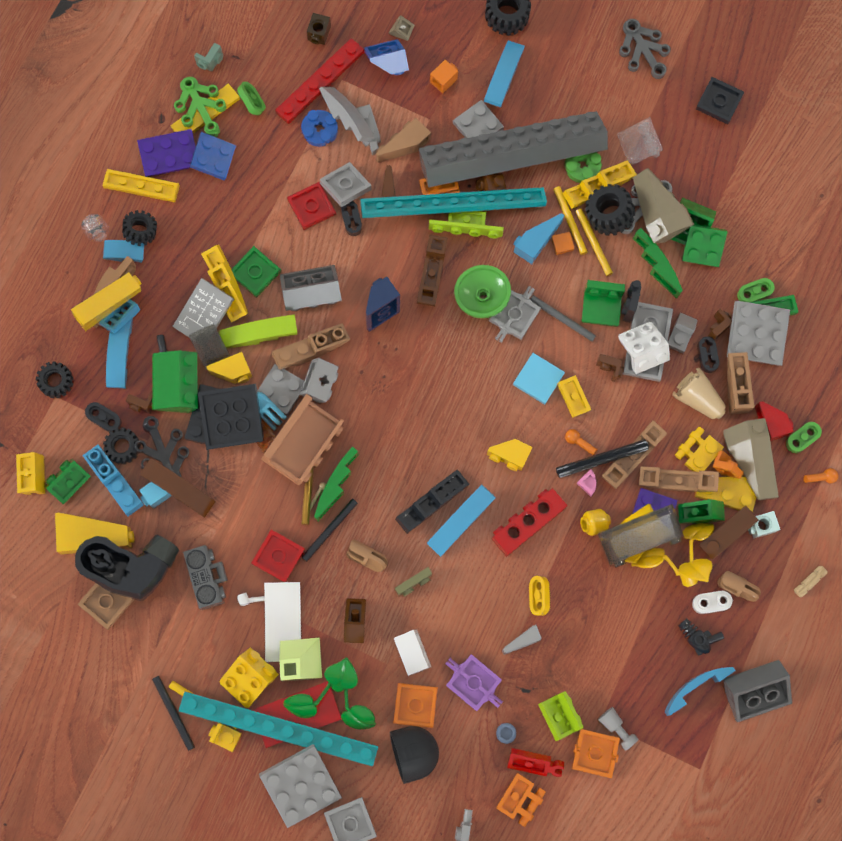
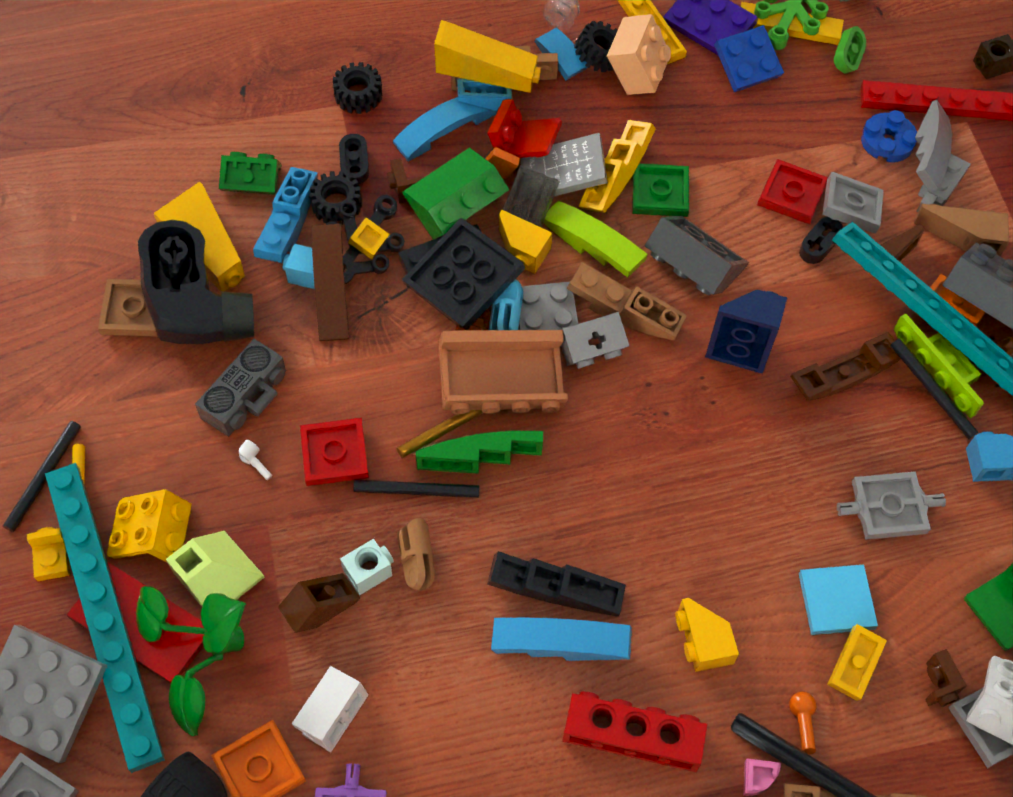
camera: 55 degrees right, 15 degrees down
(30, 473) = (229, 133): yellow hinge -> none
(166, 214) = (639, 54): none -> light nougat brick
(166, 316) = (521, 137): none -> red bracket
(167, 448) = (368, 238): none -> yellow plate
(173, 342) = (503, 161): none -> orange tile
(281, 616) = (262, 509): white sticker -> none
(354, 592) = (366, 579): none -> light aqua brick
(420, 578) = (438, 642): olive plate -> none
(474, 240) = (934, 388): none -> black bar
(482, 281) = (882, 428): bright green dish -> none
(564, 319) = (945, 573): dark grey bar -> none

